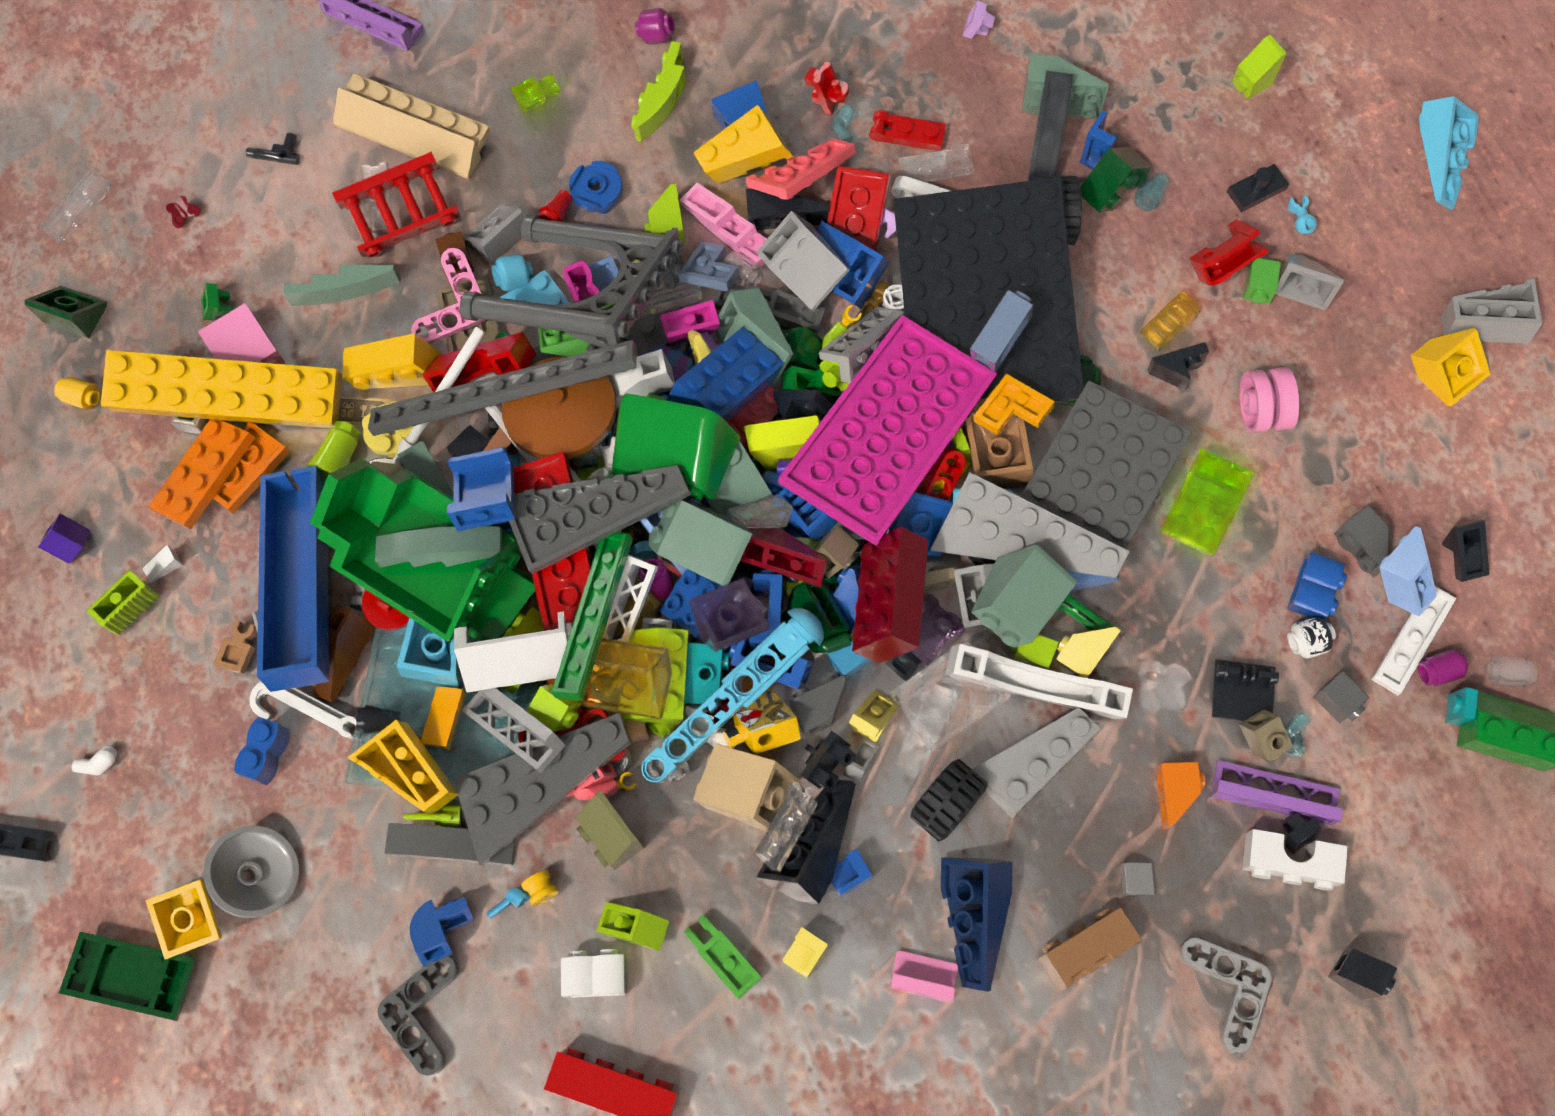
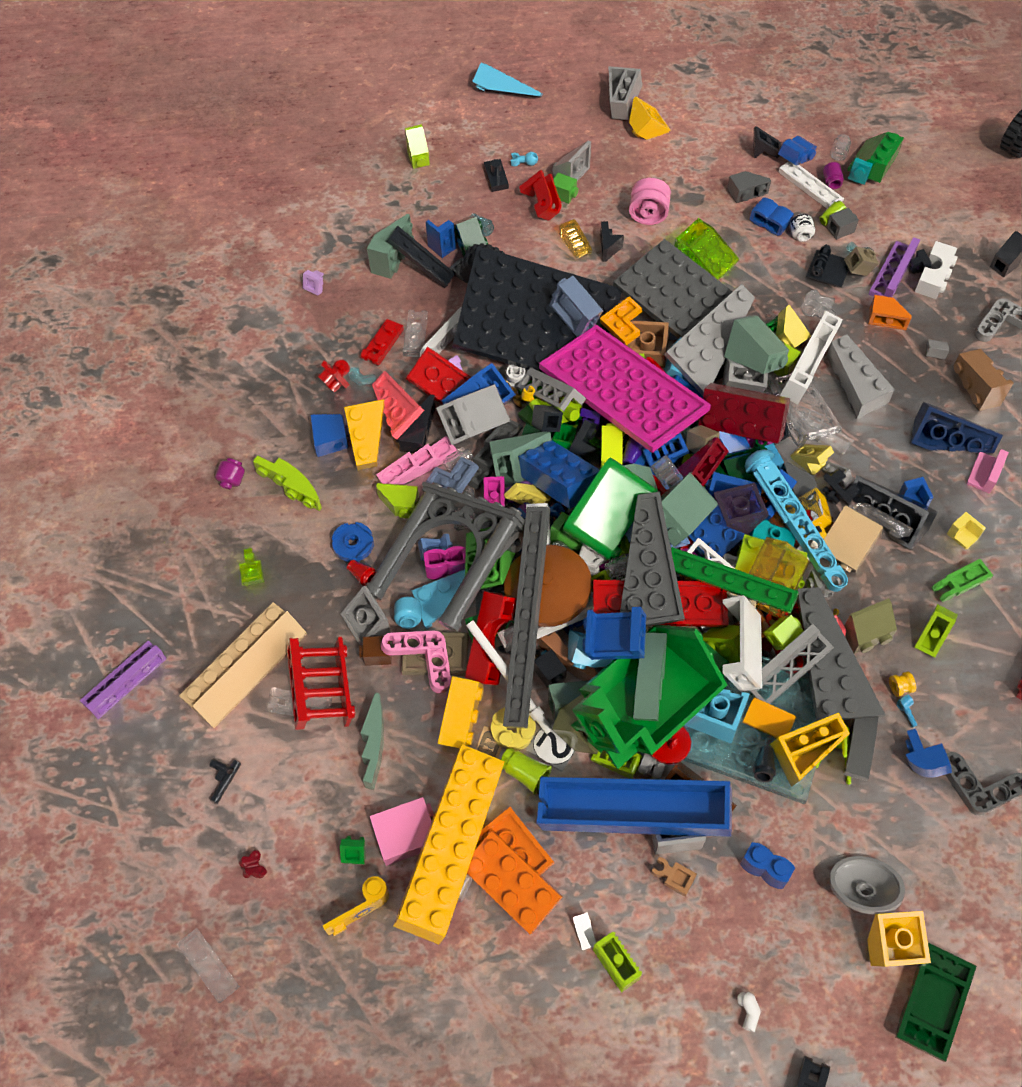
camera: 80 degrees left, 10 degrees down
(64, 538) = (541, 1012): dark purple panel -> none
(68, 310) = (316, 981): dark green slope -> none
(77, 392) = (403, 982): yellow brick -> none
(161, 331) = (376, 895): none -> yellow door
(305, 704) = (739, 819): white piece -> none
(593, 975) = (968, 661): white brick -> none
(806, 343) = (547, 418): none -> black brick
(948, 800) = (881, 421): black tyre -> none
(1363, 678) = (833, 208): none -> lime cone
(1409, 575) = (777, 167): light blue slope -> none
(1472, 601) = (797, 150): none -> blue brick

